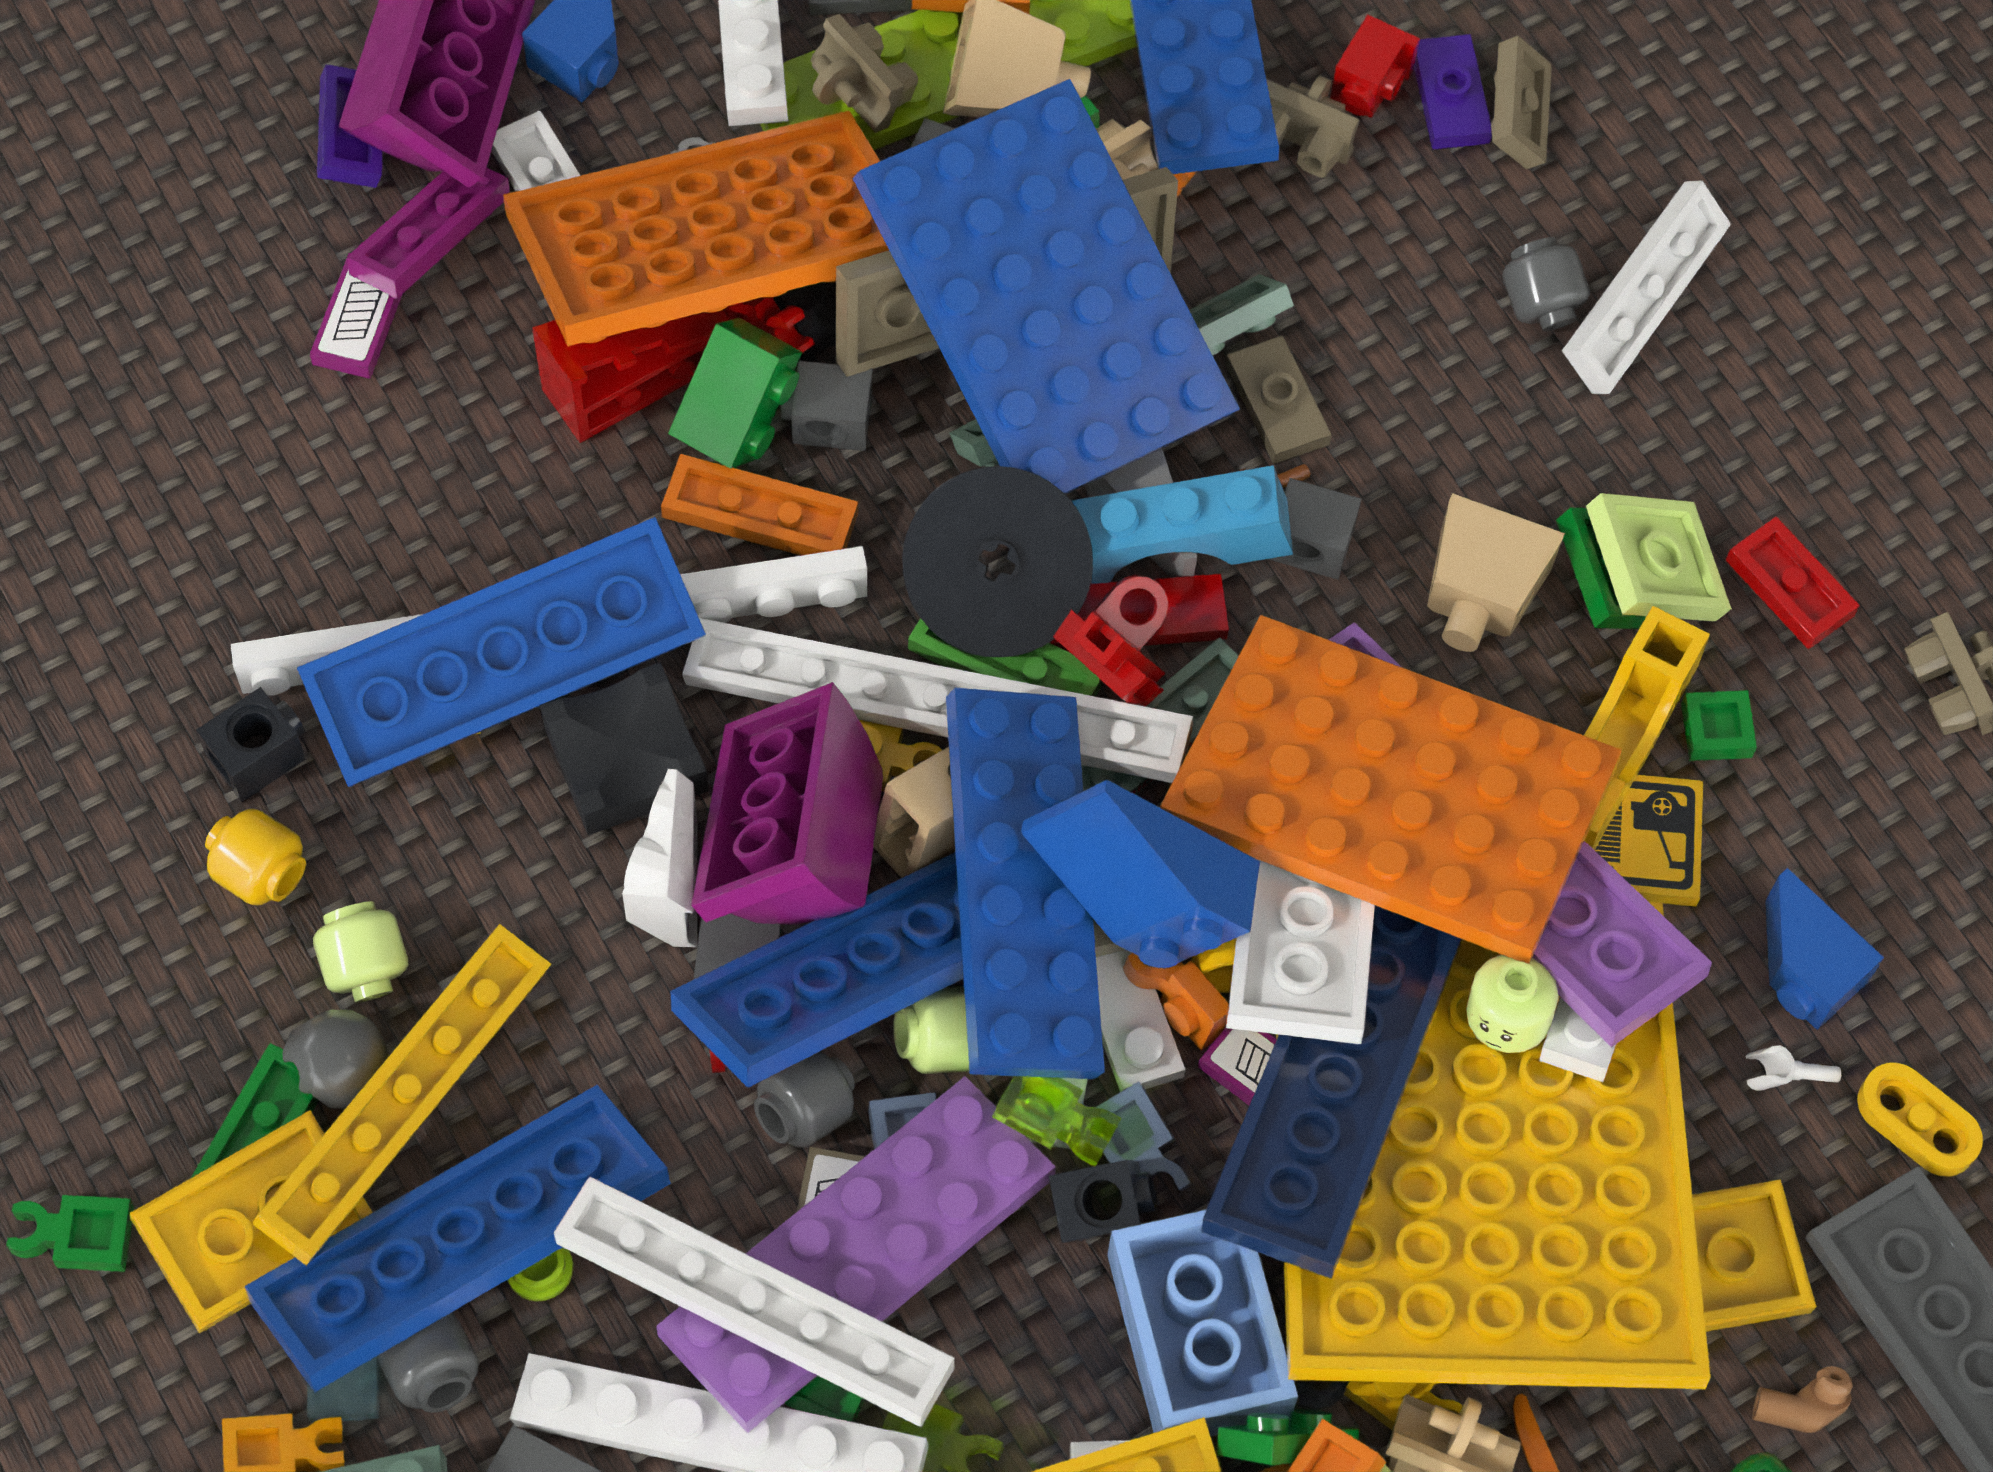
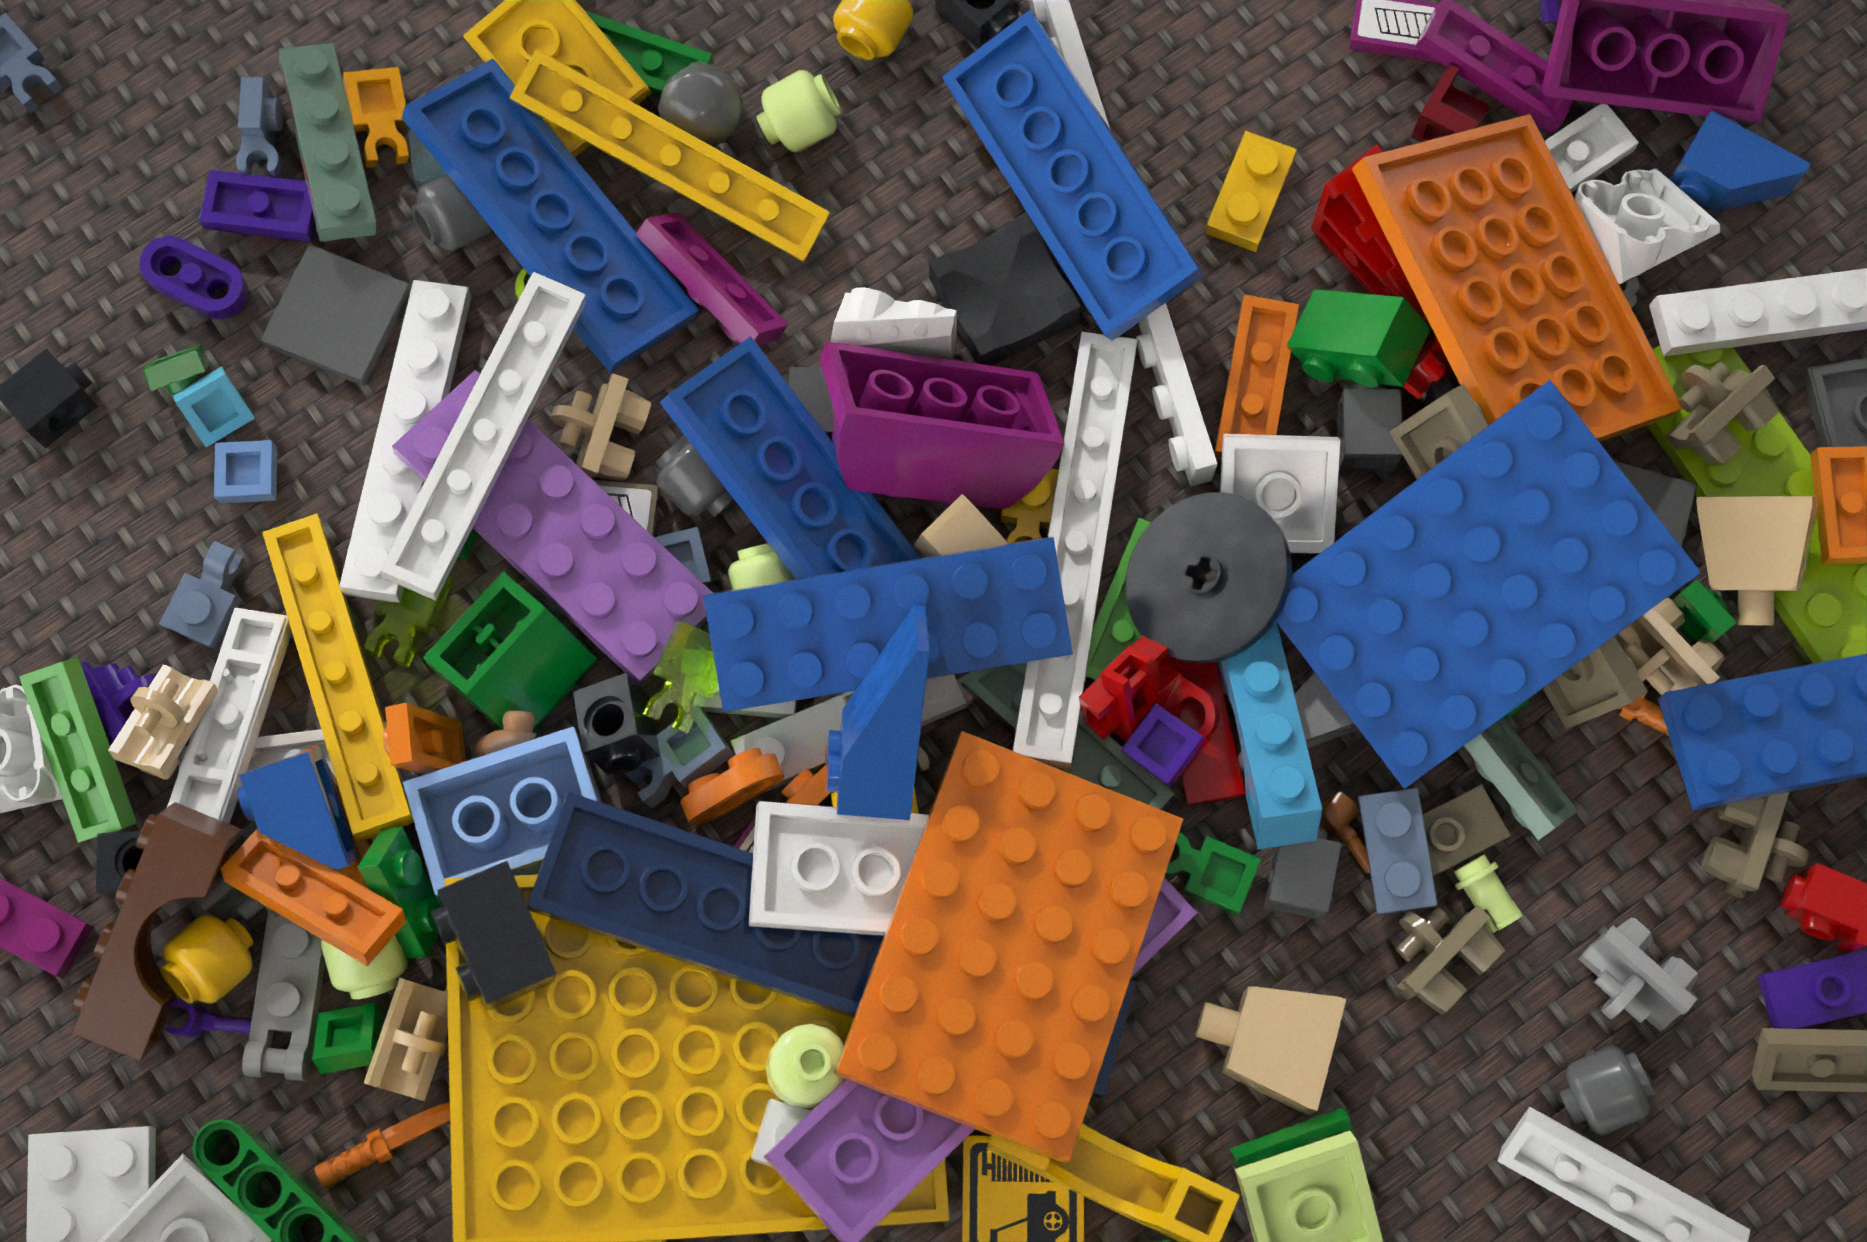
camera: 90 degrees right, 10 degrees up
(477, 287) = (1449, 110): none -> dark red panel
(530, 493) = (1250, 191): none -> yellow plate
(563, 1066) = (711, 279): none -> magenta plate
(633, 115) = (1642, 221): none -> white slope
(730, 1205) = (612, 408): none -> tan hips
(884, 484) = (1288, 479): none -> white plate
(1009, 1320) = (510, 655): none -> green slope
(1112, 1414) = (422, 739): none -> orange plate
(1116, 1335) = (516, 730): none -> medium nougat arm
(1173, 634) = (1163, 745): none -> dark purple plate
(1177, 1056) = (721, 793): none -> orange plate
(1296, 435) = (1397, 851): none -> sand blue plate
(1309, 602) = (1215, 873): none -> green plate
(1341, 364) = (1488, 892): none -> yellowish green pin
(1367, 1303) = (494, 937): none -> black brick
(1398, 415) = (1429, 977): none -> dark tan hips
(1437, 245) = (1635, 979): none -> light grey hips

